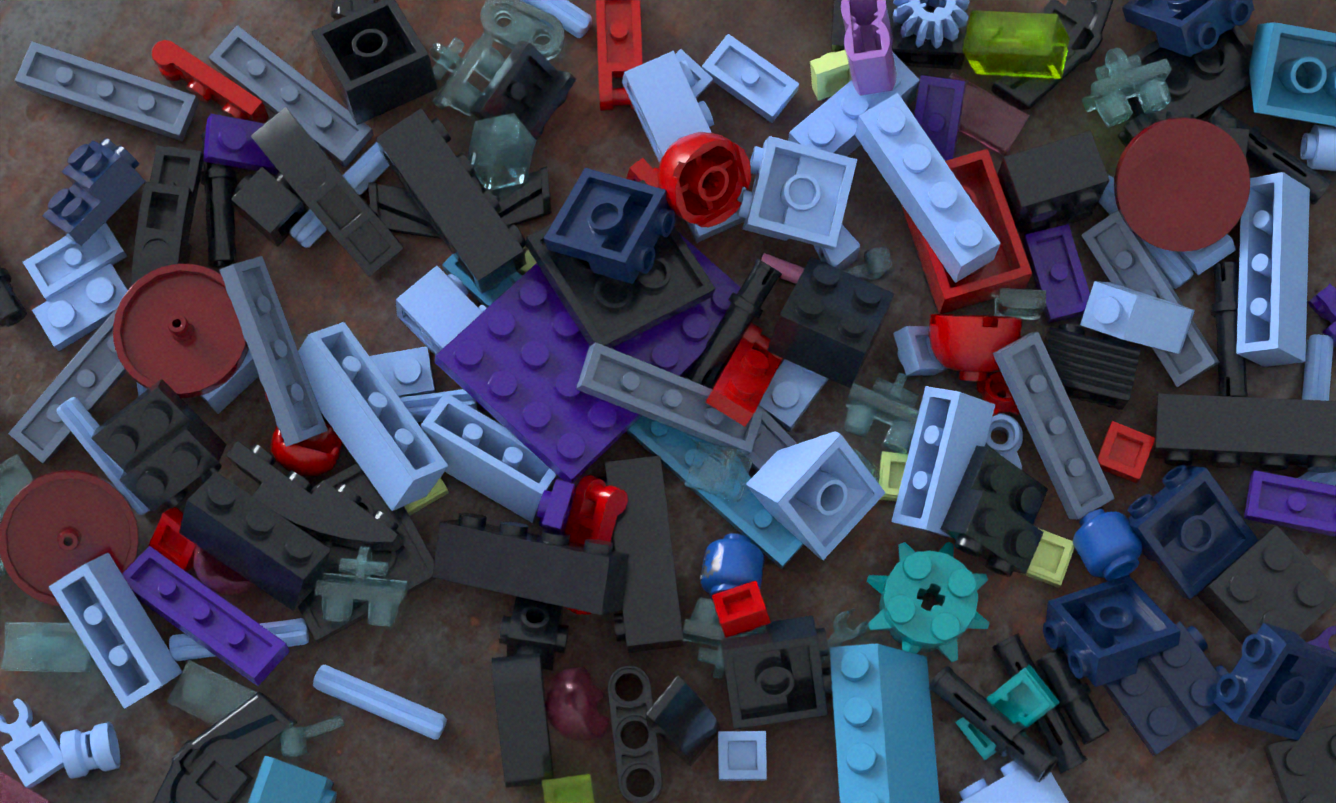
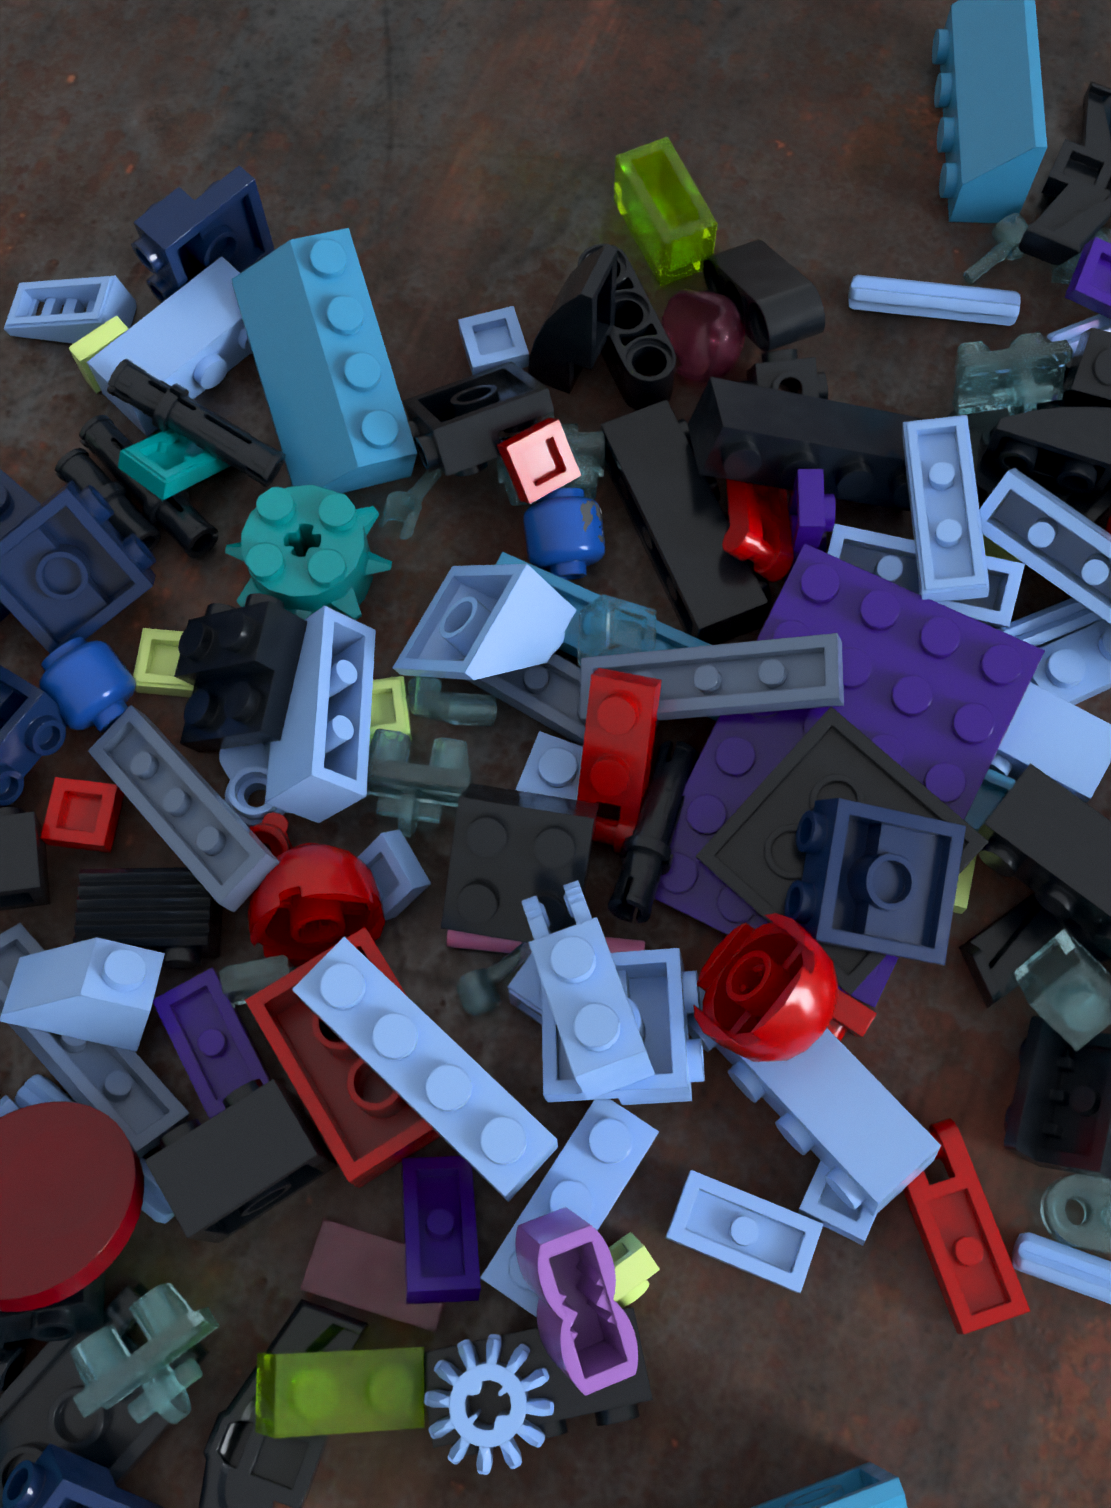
camera: 165 degrees right, 5 degrees down
(464, 476) = (945, 509): none -> light blue tile
(817, 198) = (587, 998): none -> light blue hinge

